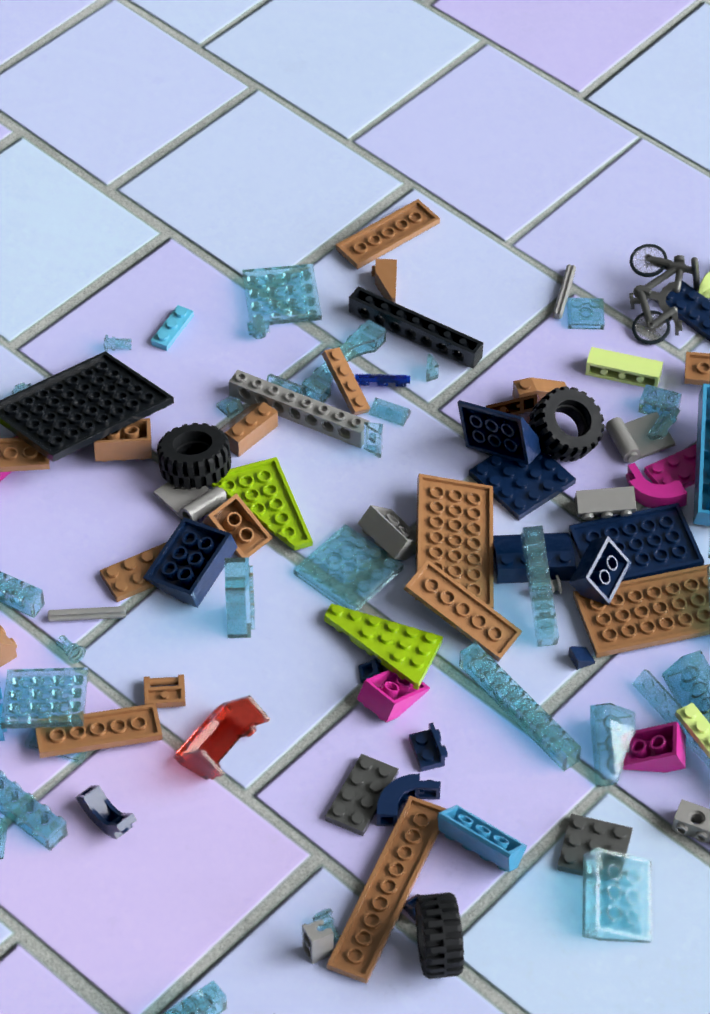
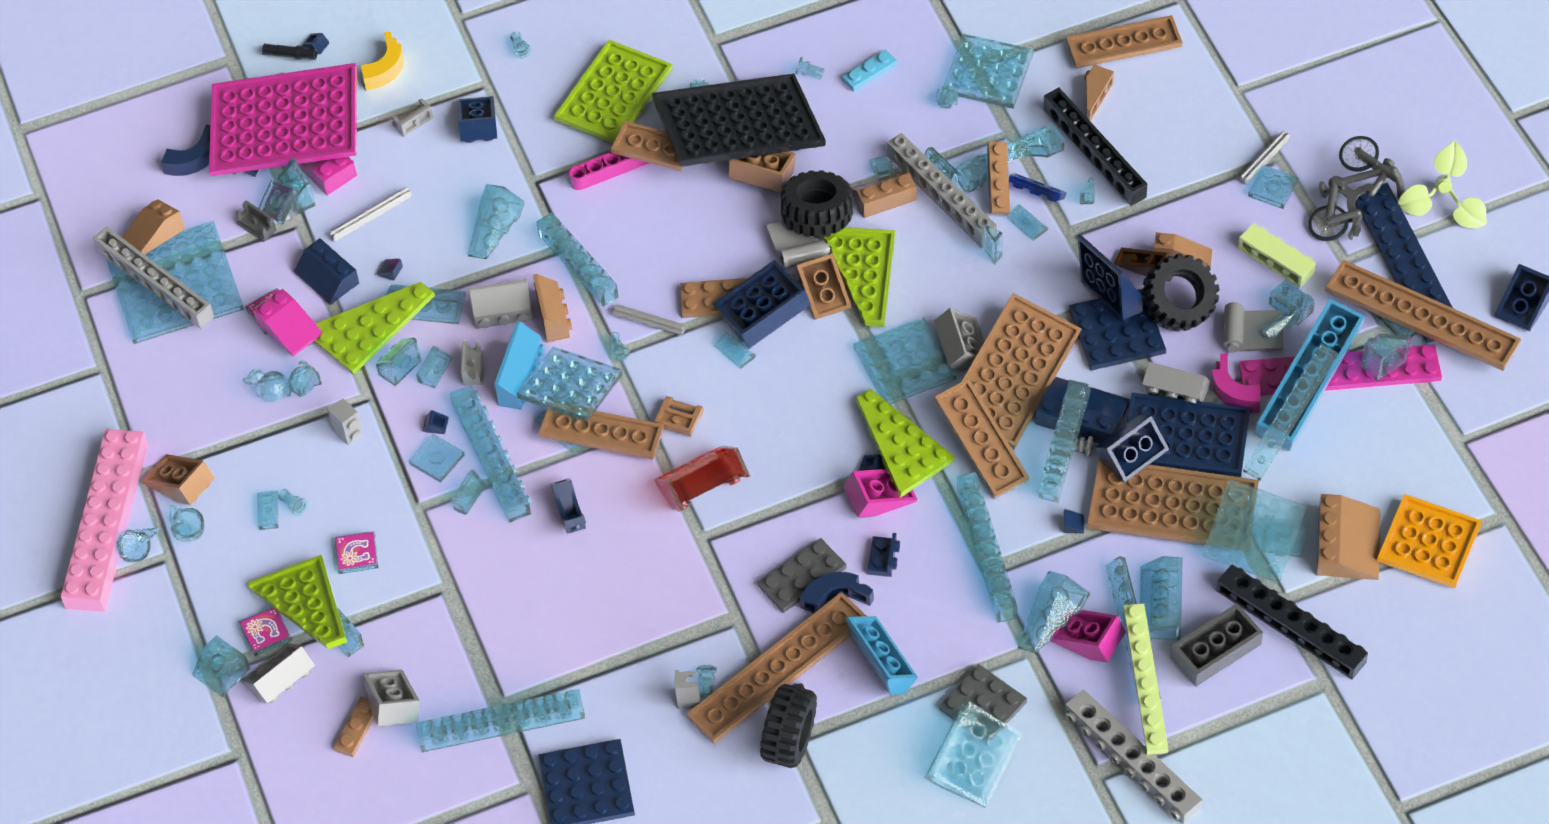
camera: 30 degrees right, 5 degrees up
(183, 613) = (734, 349): none -> clear light blue slope
(239, 597) = (779, 353): clear light blue brick -> none

